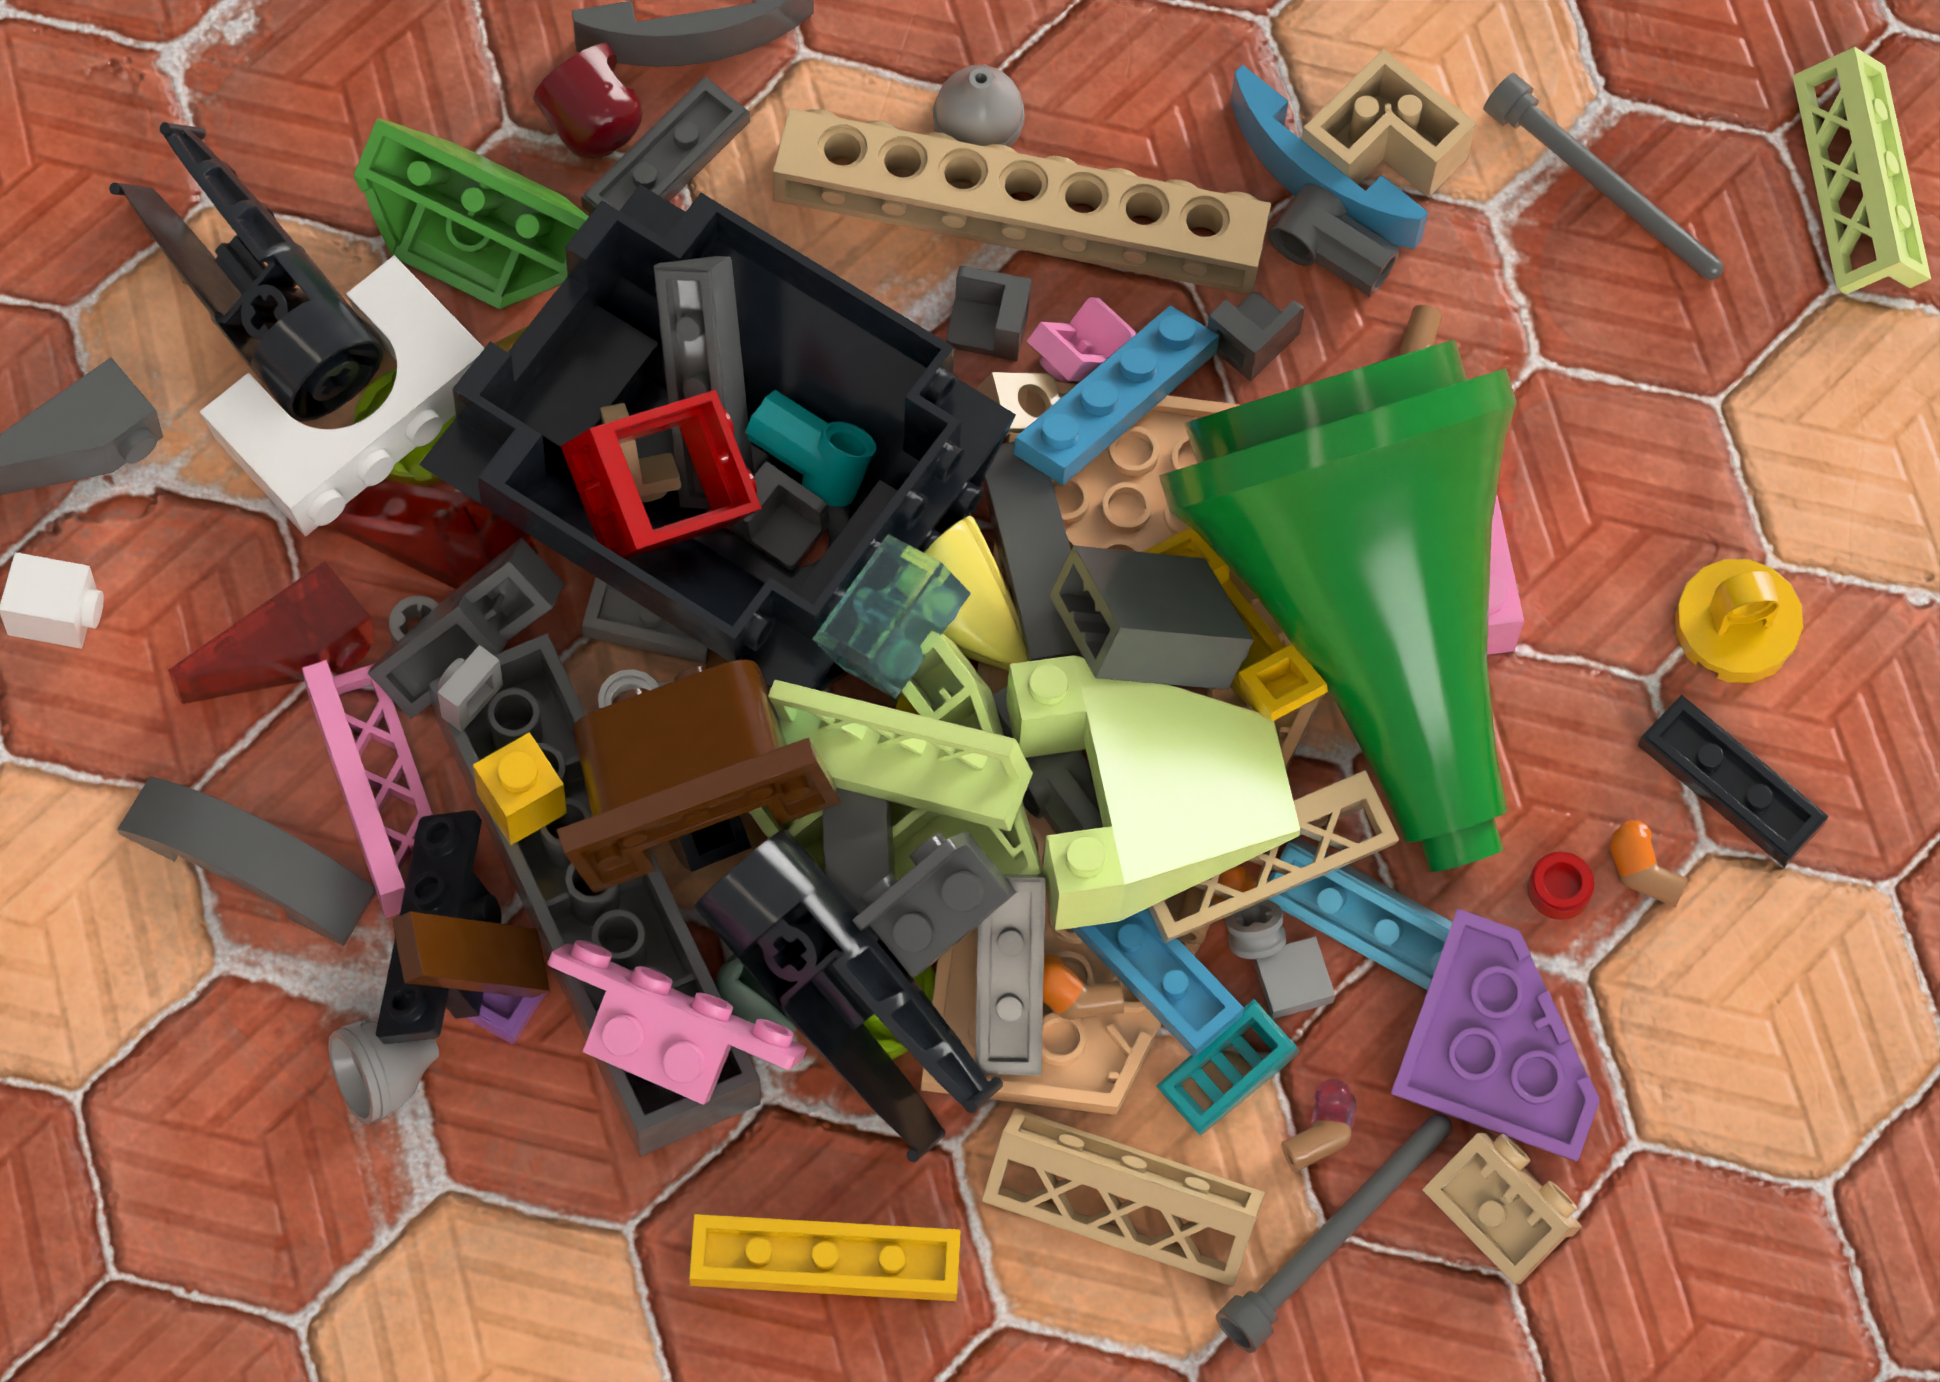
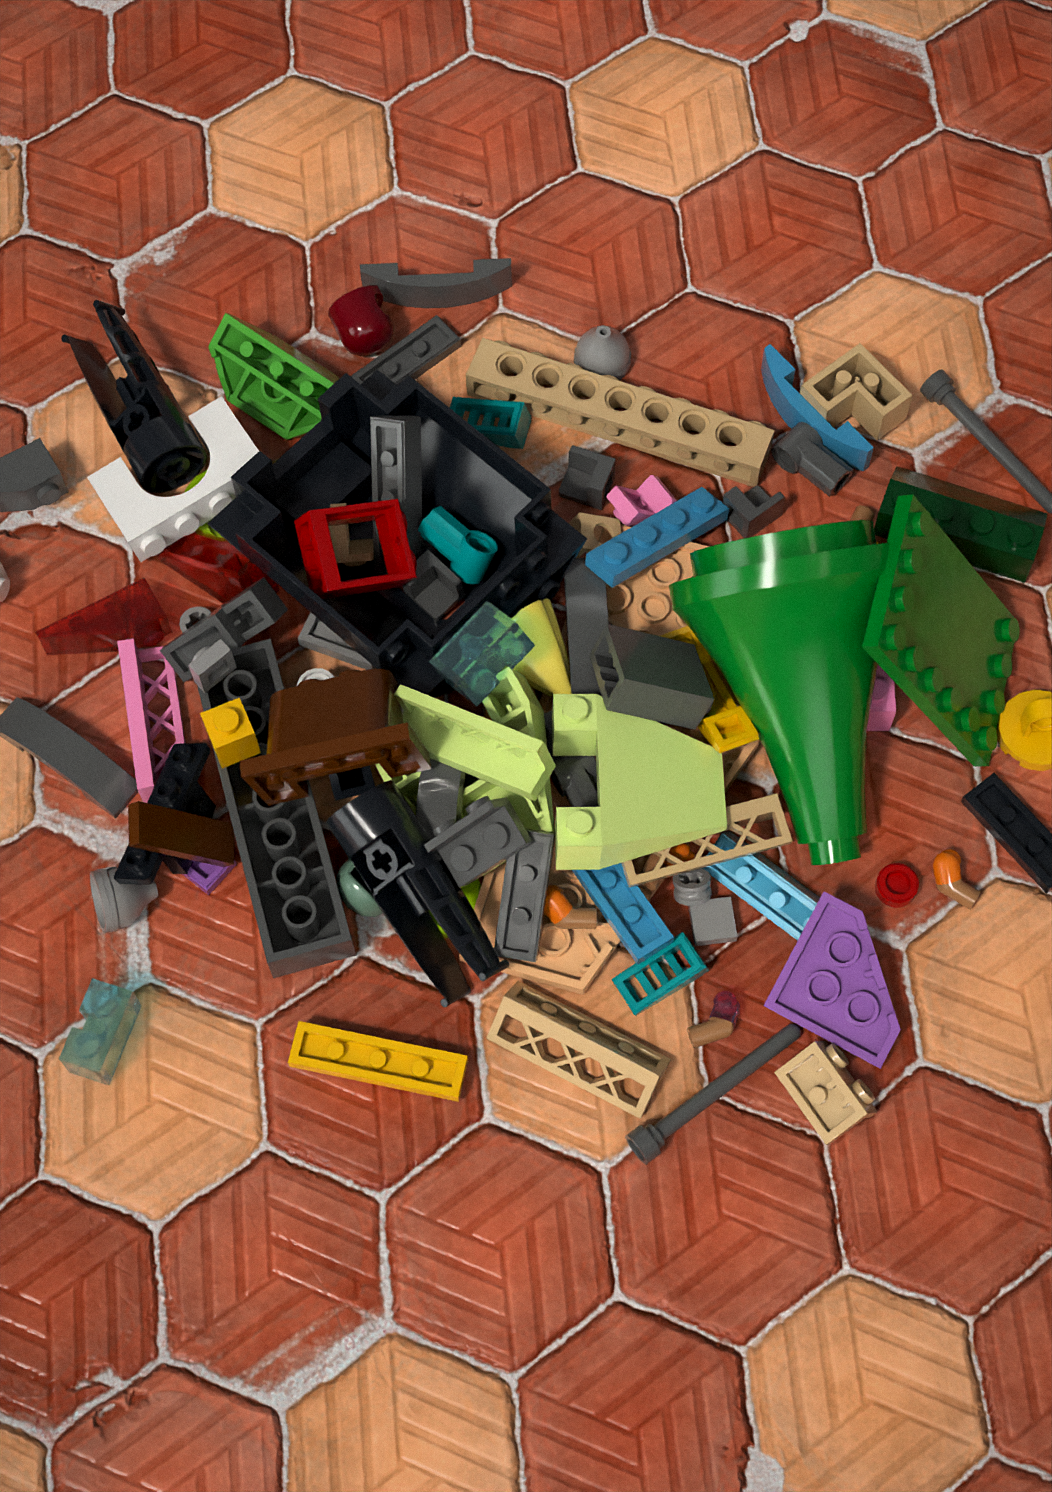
camera: 15 degrees right, 0 degrees up
(401, 1249) = (100, 1044): none -> clear light blue brick
(664, 1032) = (294, 900): bright pink bracket -> none
(842, 220) = (513, 420): none -> teal slope
(1577, 314) = (984, 528): none -> dark green slope
(1580, 495) = (941, 632): none -> green plate

